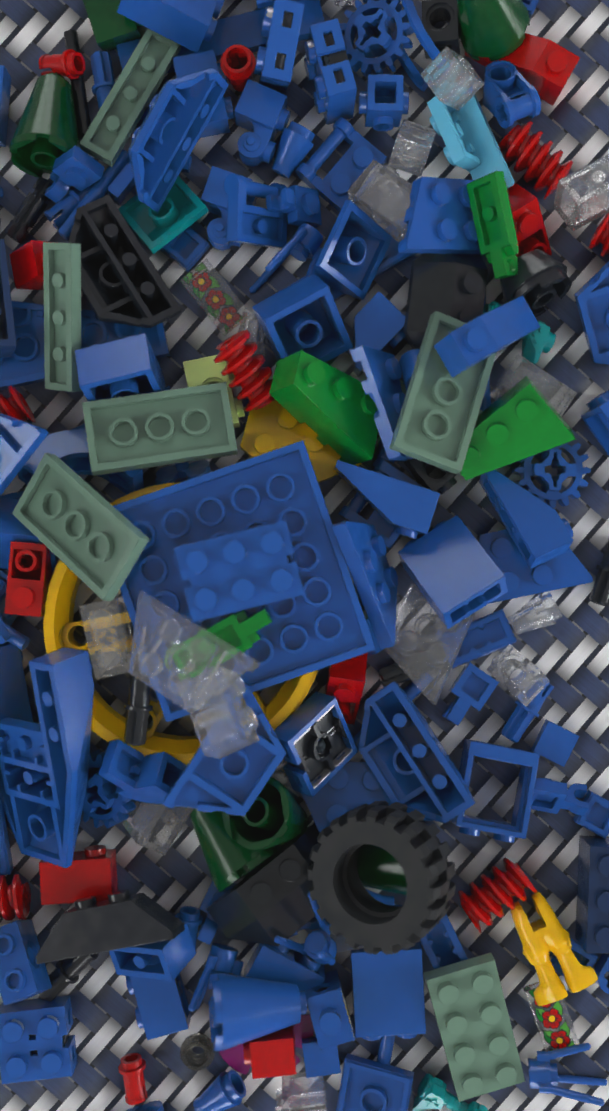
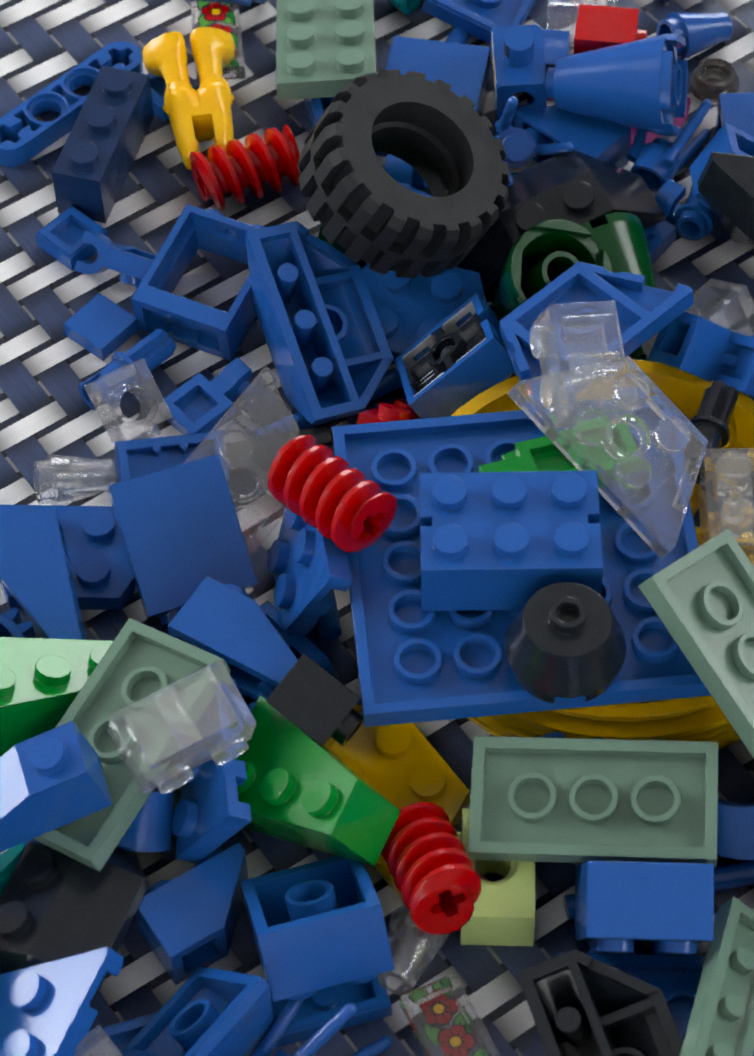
camera: 165 degrees left, 35 degrees down
(190, 505) = (565, 643): none -> black cone
(334, 448) = (317, 703): none -> black brick
(361, 579) = (330, 494): none -> red piece
(404, 385) = (182, 729): none -> clear brick

